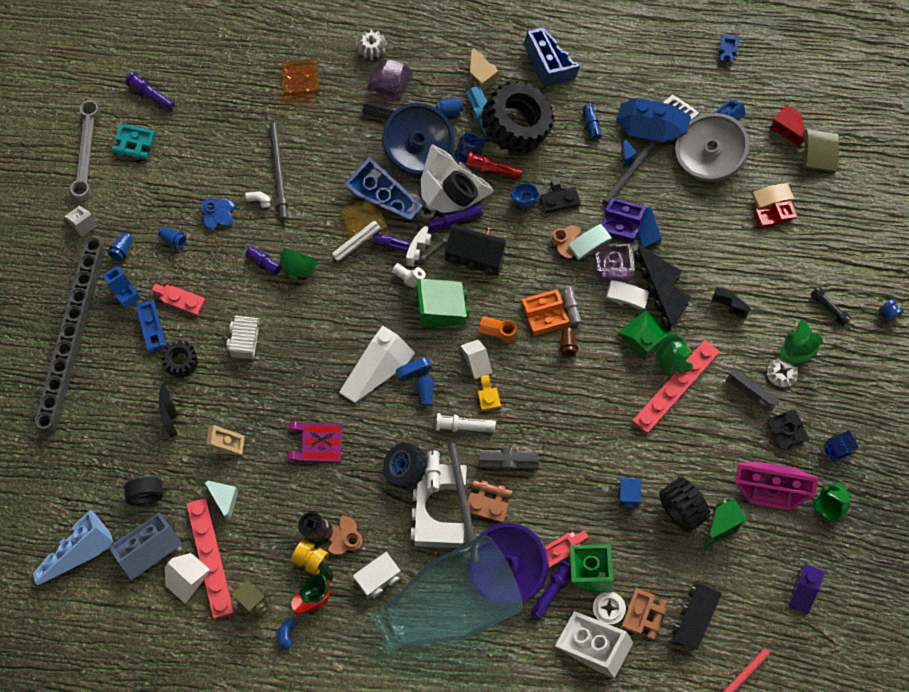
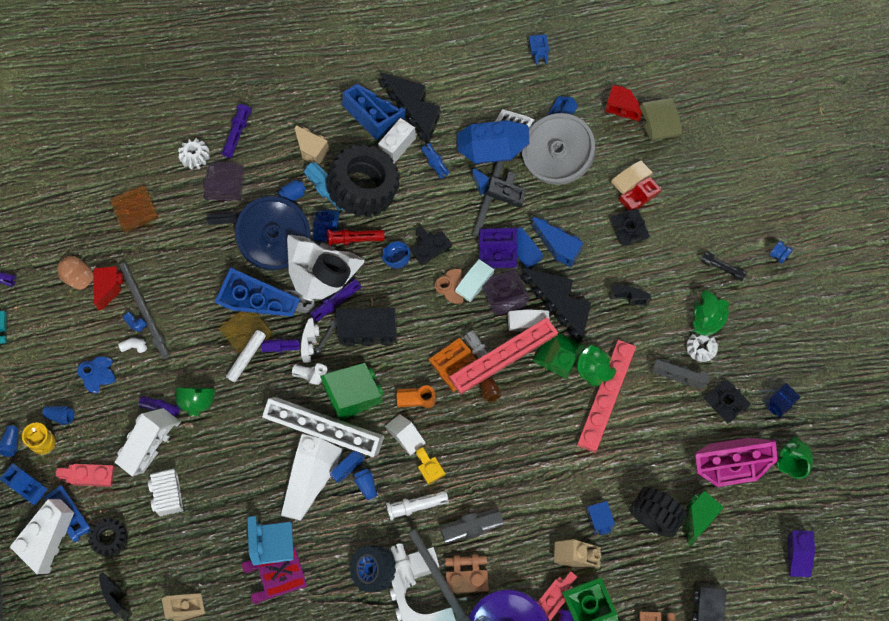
camera: 15 degrees left, 0 degrees up
(123, 337) = (42, 536): none -> white wedge
(147, 252) = (38, 438): none -> yellow wheel
(228, 117) = (74, 272): none -> nougat piece
(239, 284) = (144, 439): none -> white wedge
(252, 138) = (106, 285): none -> red slope
(265, 180) = (133, 323): none -> blue arm
(320, 412) = (270, 542): none -> dark azure bracket
(404, 326) = (323, 426): none -> white brick
(422, 30) = (239, 123): none -> dark purple pin
(563, 91) = (397, 139): none -> white brick
(590, 57) = (411, 98): none -> black slope
(592, 317) = (503, 356): none -> coral plate
(596, 517) = (577, 554): none -> tan slope
(649, 170) = (506, 190): none -> black hinge
(682, 236) = (560, 244): none -> blue slope
(750, 249) = (626, 236): none -> black piece

